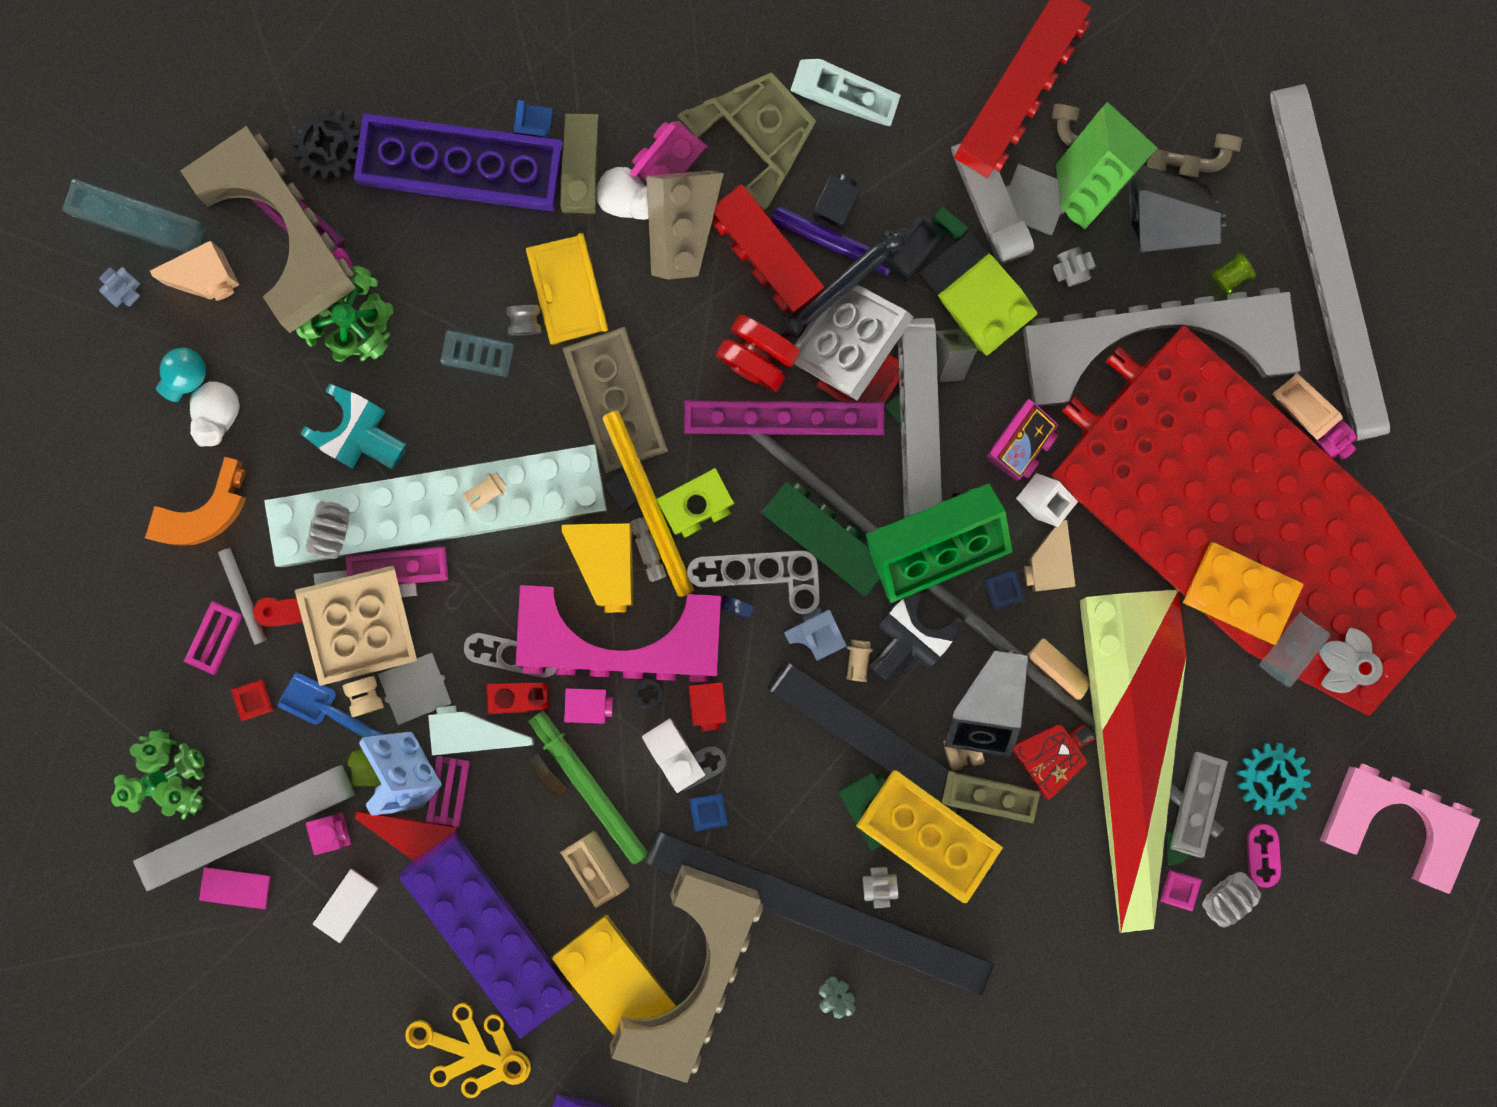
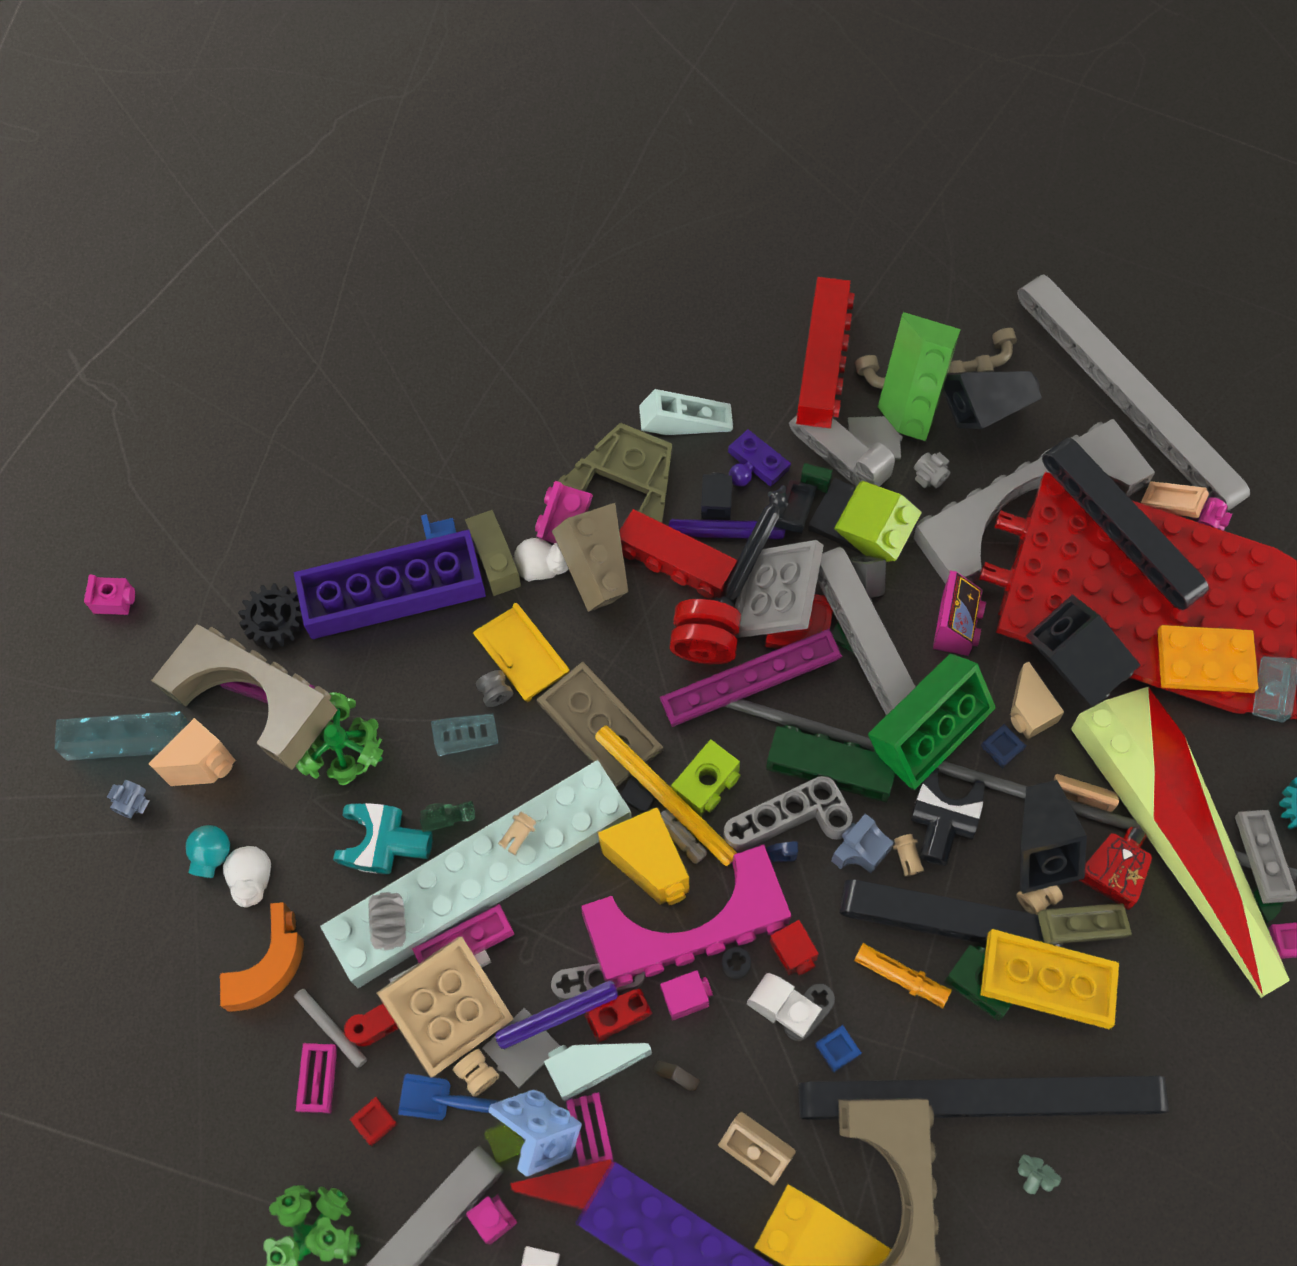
camera: 20 degrees left, 20 degrees down
(154, 44) = (101, 602): none -> dark pink brick
(422, 434) = (441, 816): none -> clear green plate
(457, 676) = (556, 1014): none -> dark purple axle
(588, 787) = (718, 1071): bright green axle -> none
(799, 771) = (910, 979): none -> light orange pin
(880, 887) = (1026, 1049): light grey gear -> none
(899, 173) = (757, 458): none -> dark purple plate
(1047, 500) = (1003, 653): white brick -> none
(1118, 537) = (1083, 650): none -> black slope
(1232, 419) = (1125, 523): none -> black beam
(1233, 274) = (1061, 426): clear neon green bush -> none

